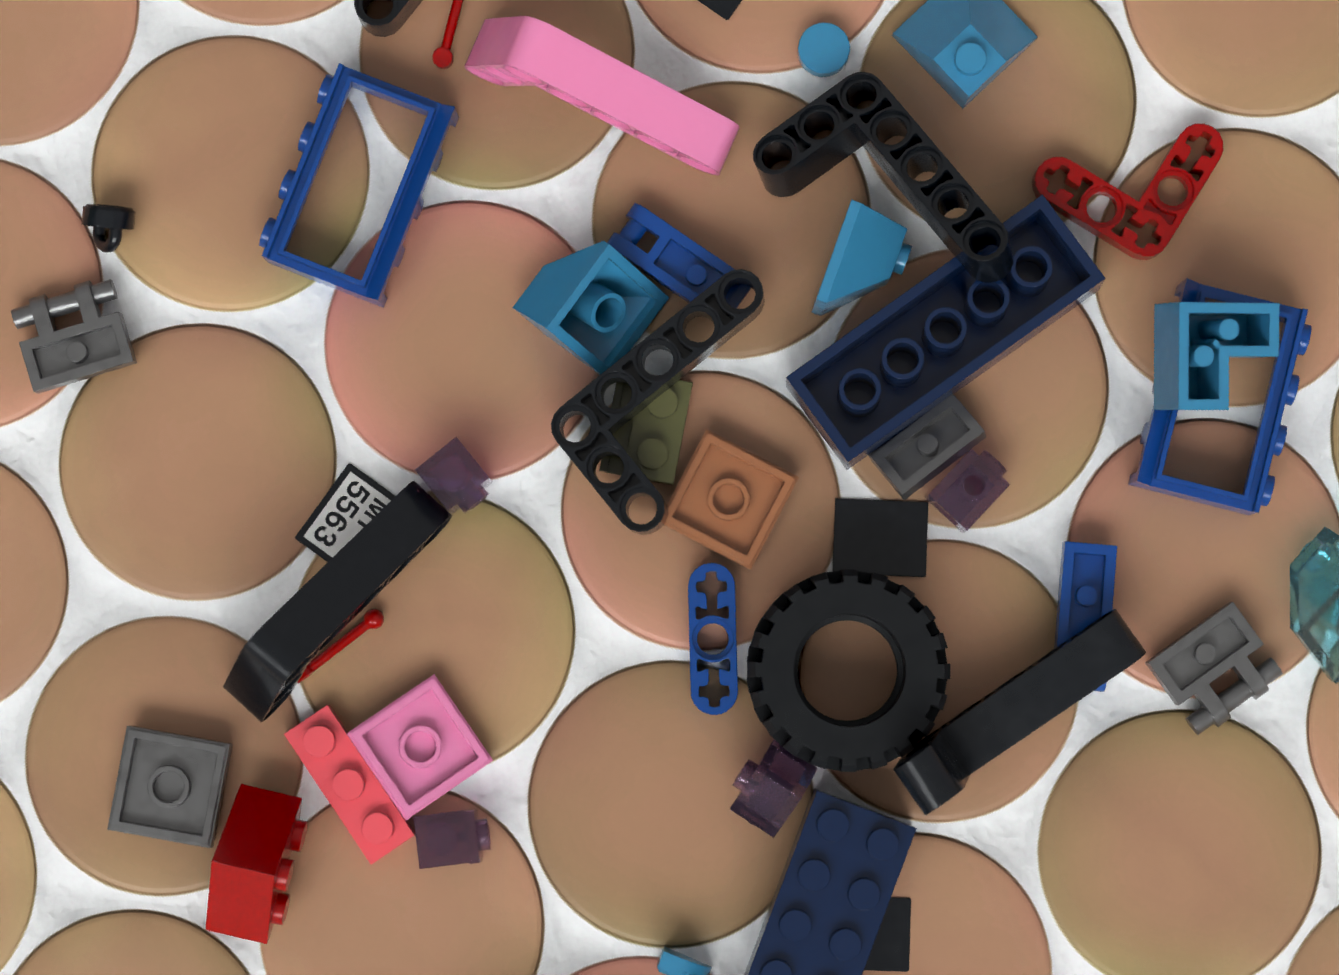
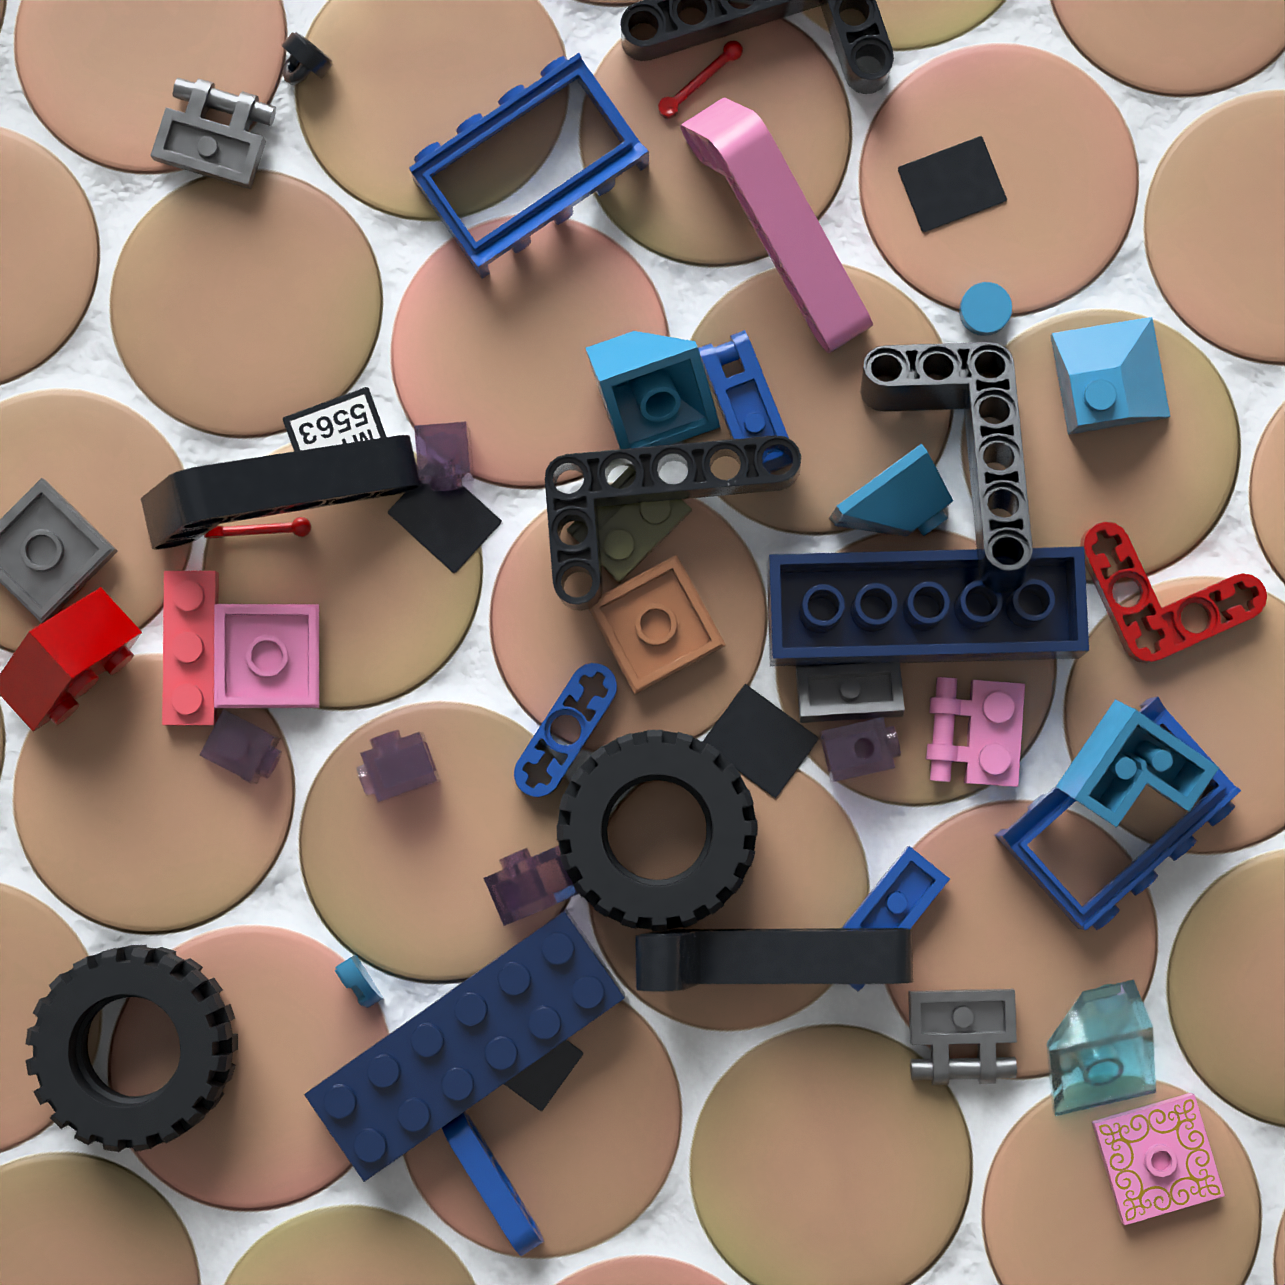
camera: 35 degrees right, 0 degrees up
(492, 533) = (445, 522): none -> black sticker
(592, 765) = (397, 766): none -> clear purple brick
(1069, 400) = (992, 733): none -> bright pink plate

